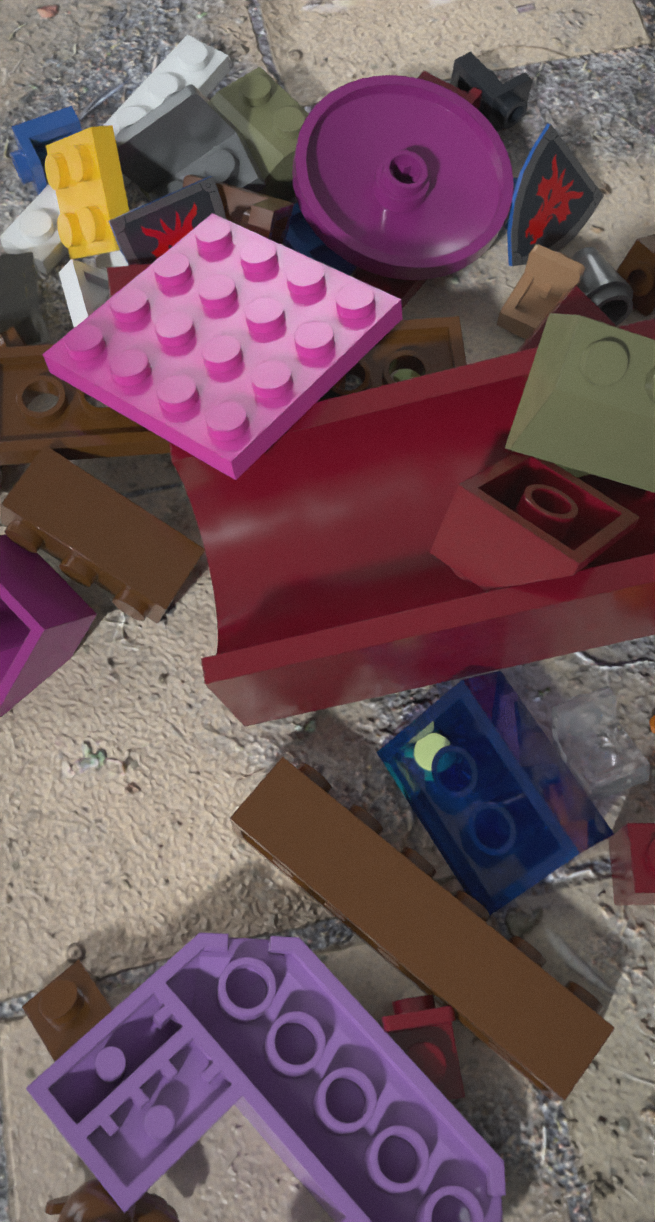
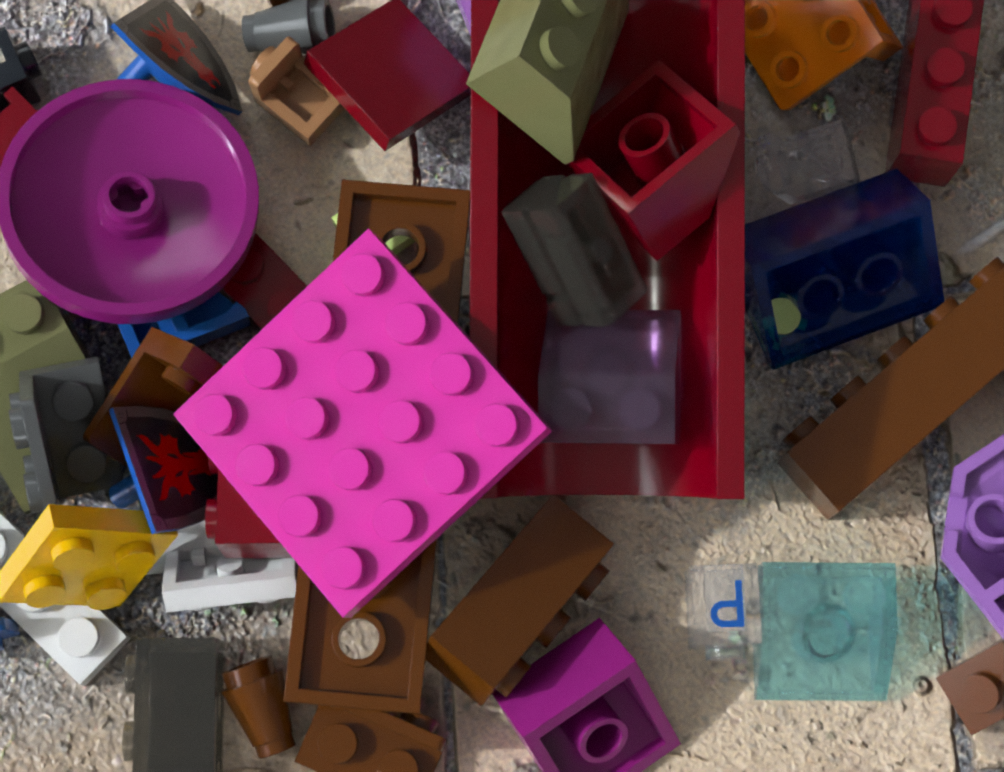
camera: 80 degrees left, 10 degrees up
(113, 831) = (825, 631): none -> clear light blue slope
(120, 730) = (723, 610): none -> clear brick
(310, 555) = (612, 380): none -> clear purple slope
(422, 479) = (575, 250): none -> clear smoke brick

